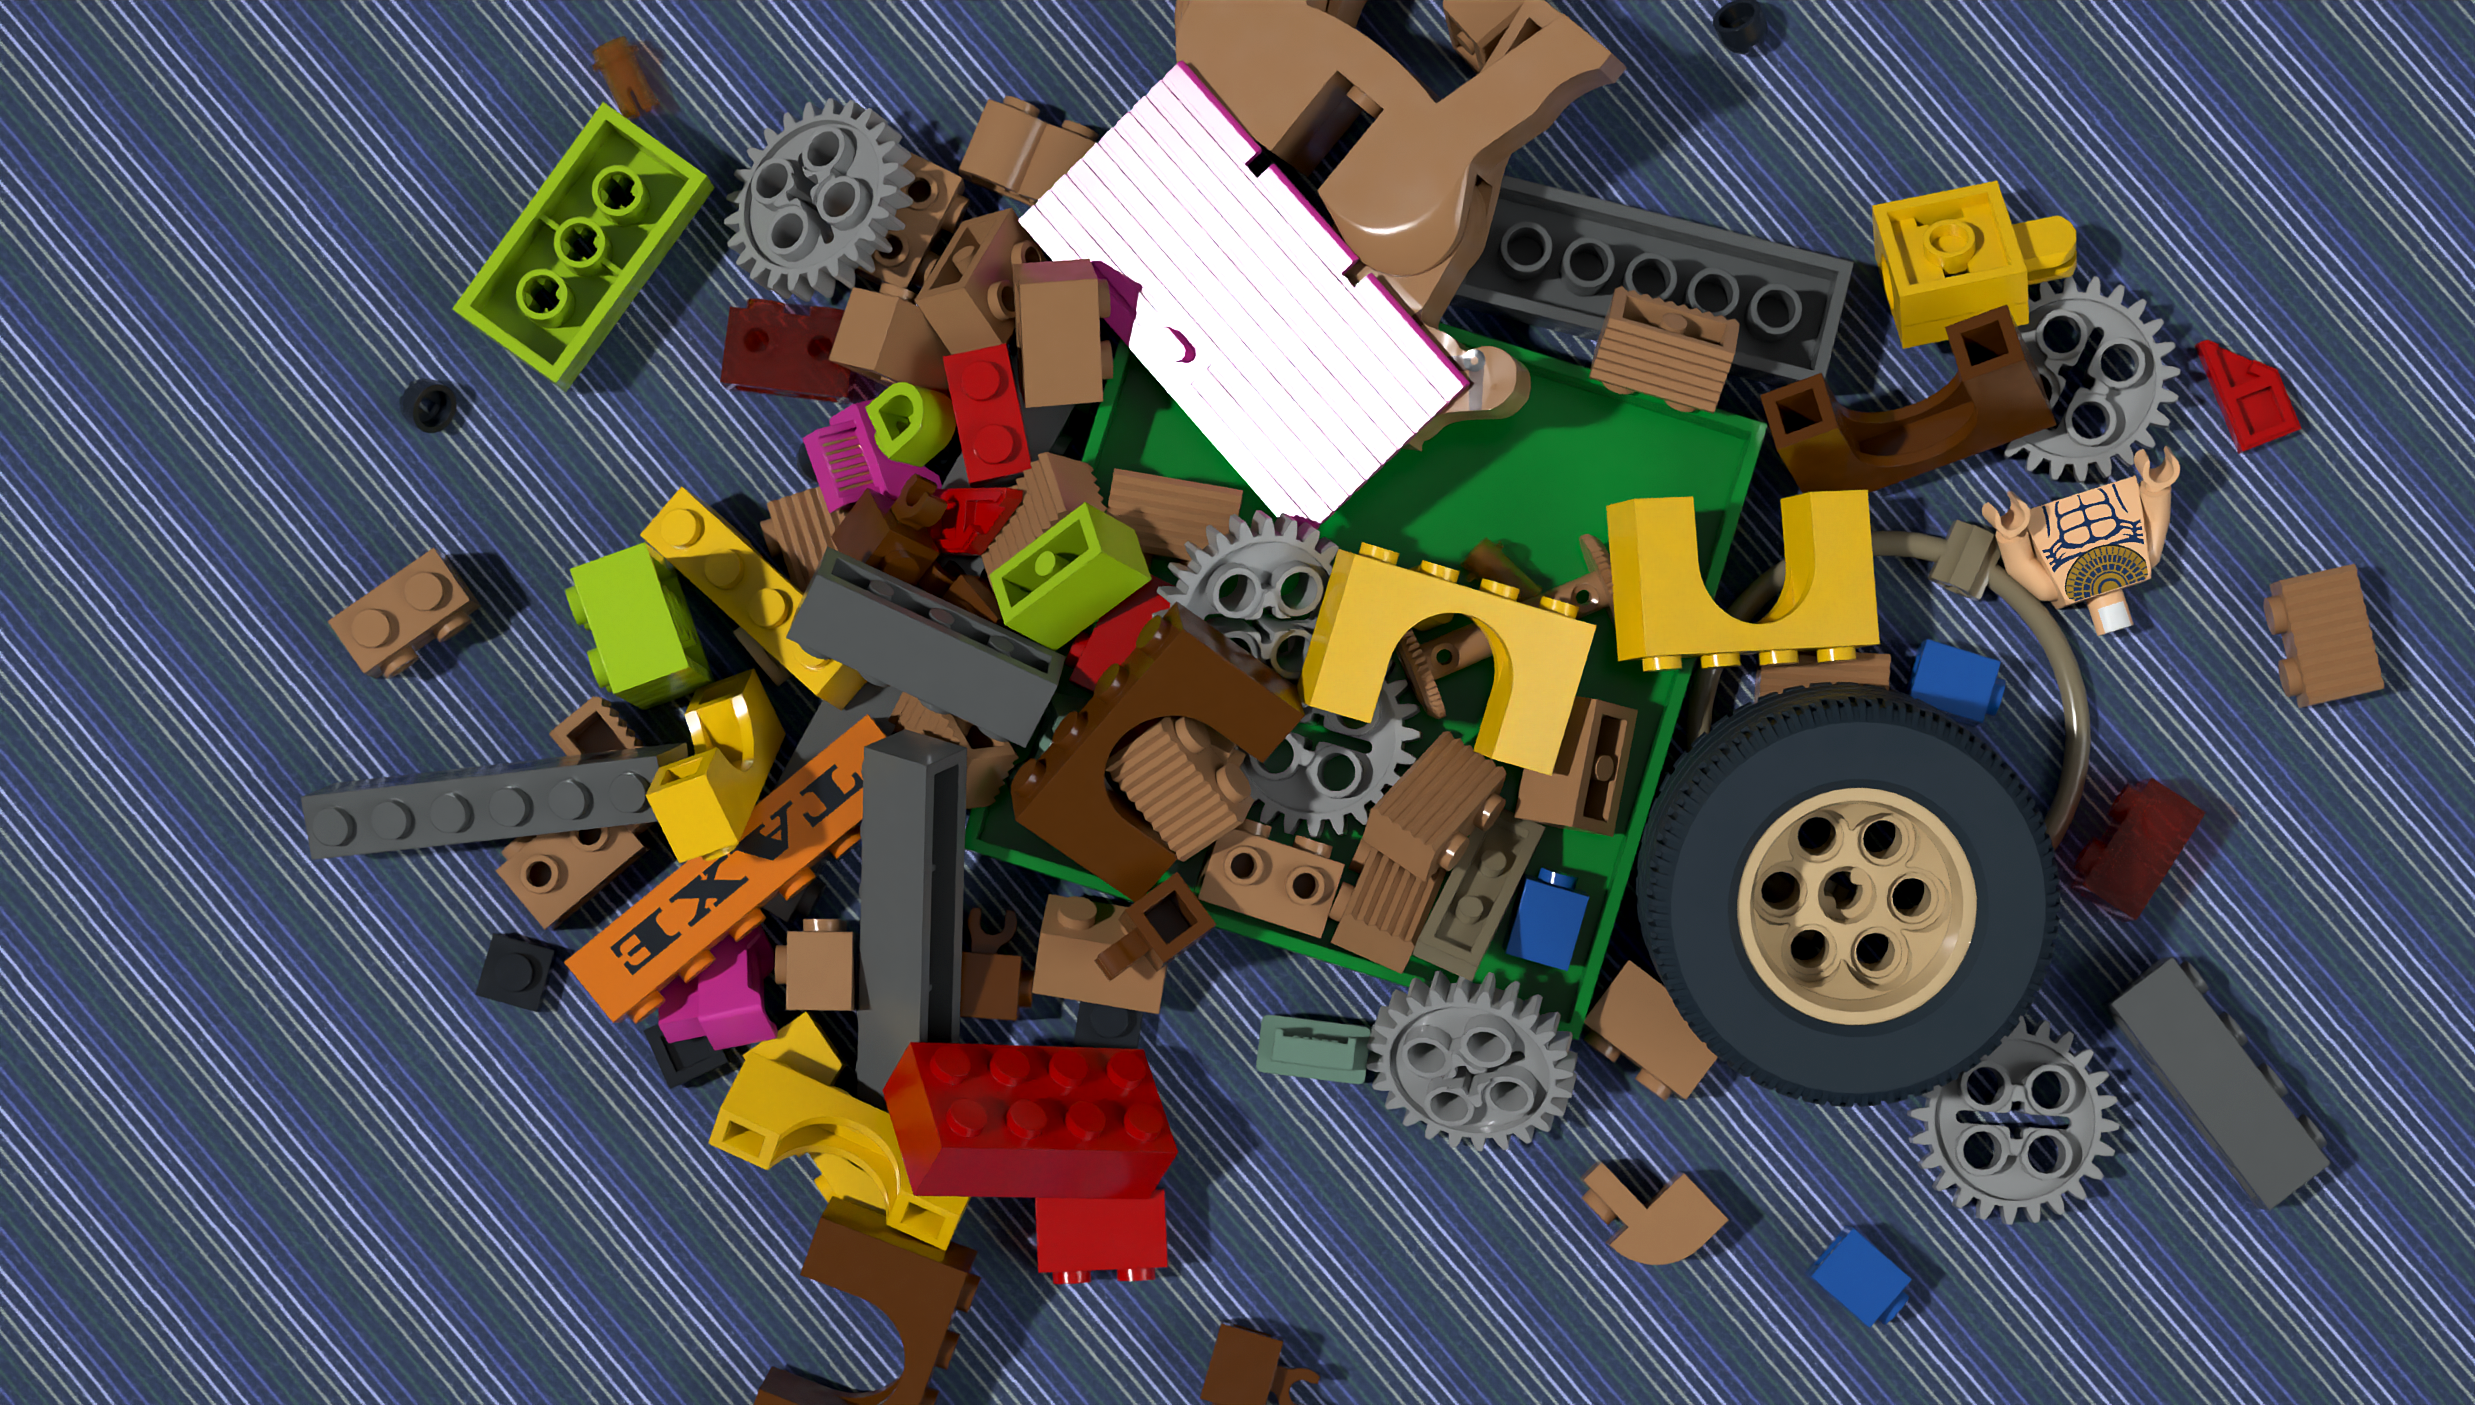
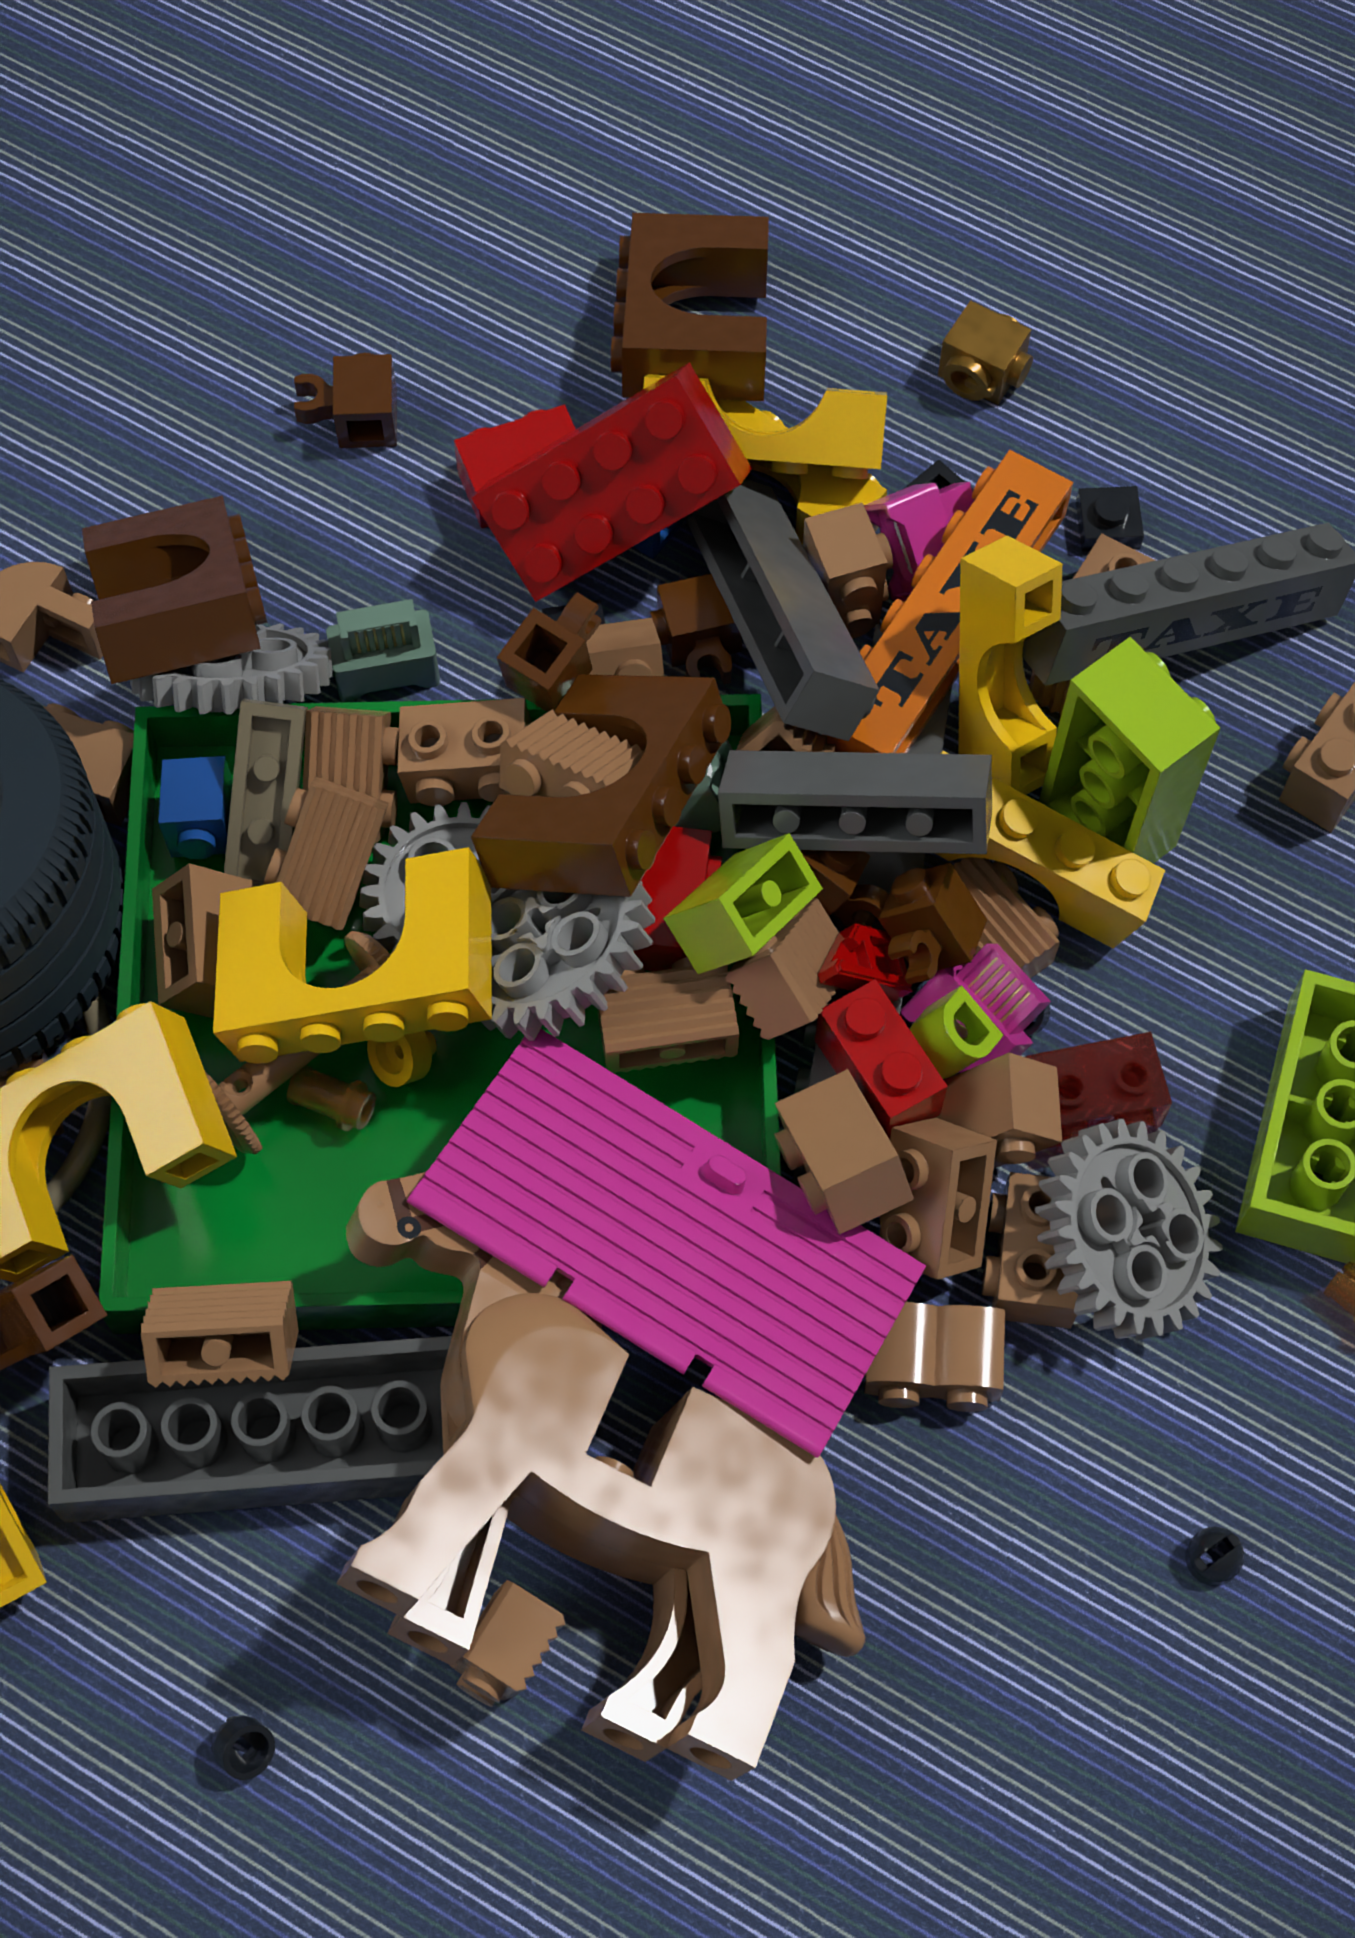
camera: 160 degrees right, 20 degrees down
(568, 1204) = (985, 354): none -> pearl gold brick
(1483, 1091) = (172, 589): none -> reddish brown arch

